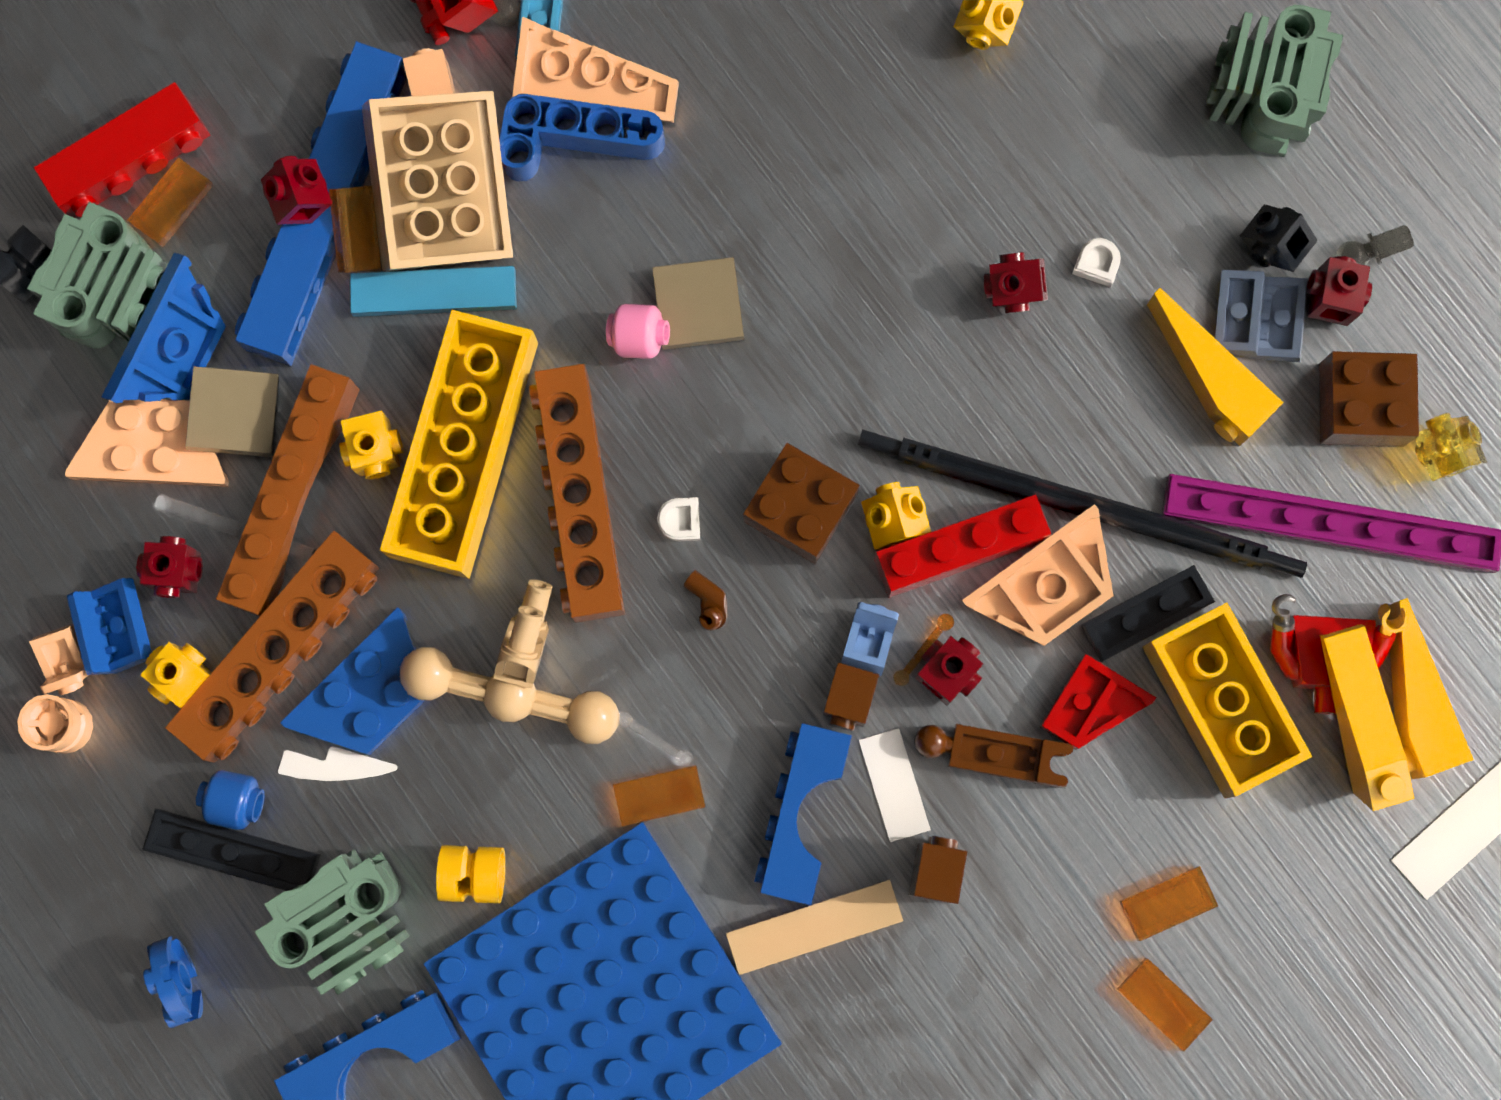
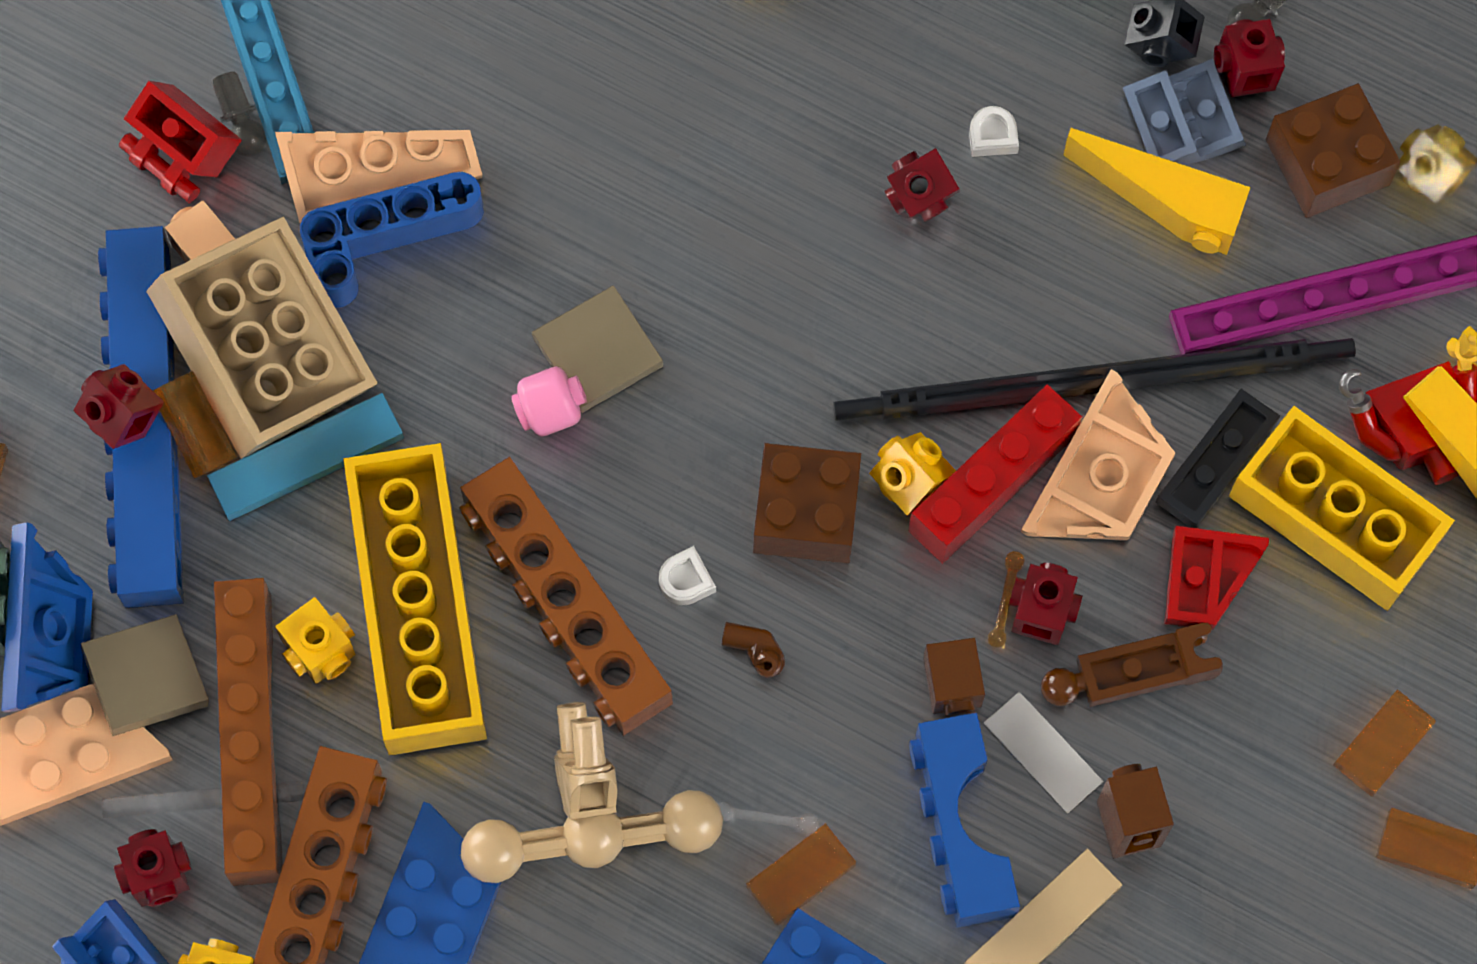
camera: 30 degrees left, 10 degrees down
(870, 637) = (945, 605): medium blue bracket -> none

